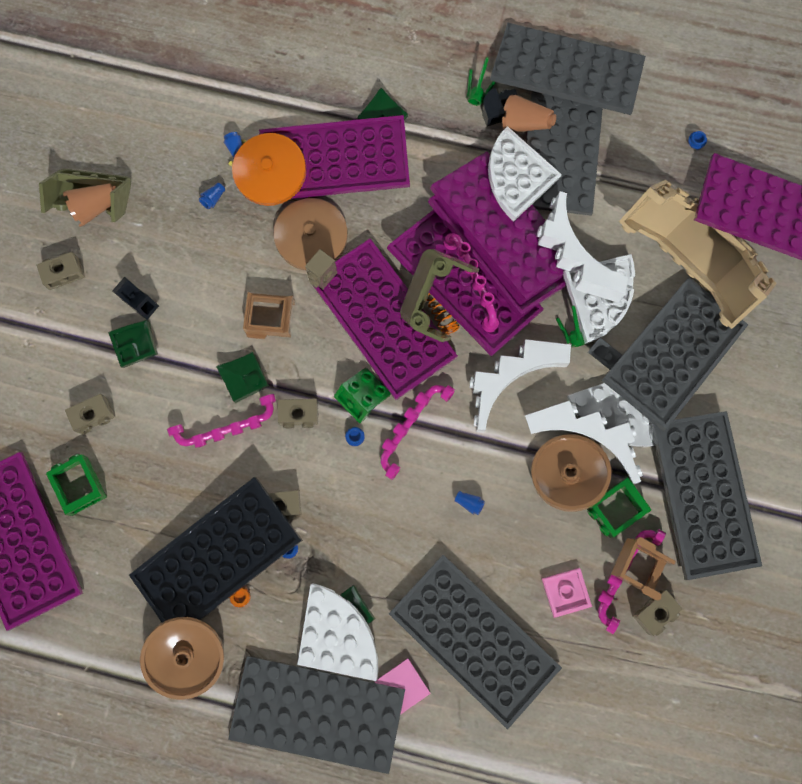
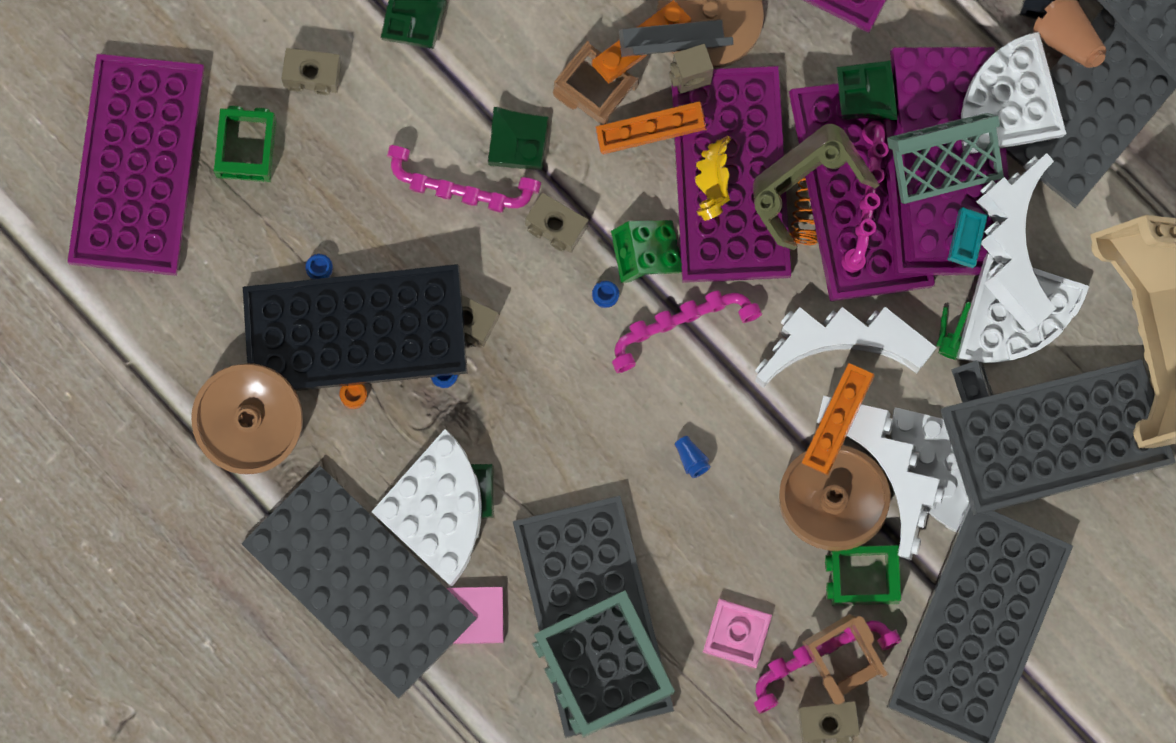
camera: 30 degrees right, 0 degrees up
(169, 531) = (319, 266): none -> blue plate
(280, 273) = (612, 65): none -> orange plate
(297, 259) = (672, 38): none -> dark grey fence
(318, 320) = (651, 128): none -> orange plate
(376, 327) = (713, 179): none -> yellow plant
(433, 219) = (867, 91): none -> dark green plate
(476, 695) = (555, 674): none -> sand green window
(493, 218) = (942, 134): none -> sand green fence
(544, 424) = (838, 419): none -> orange plate
(547, 268) = (967, 237): none -> teal tile

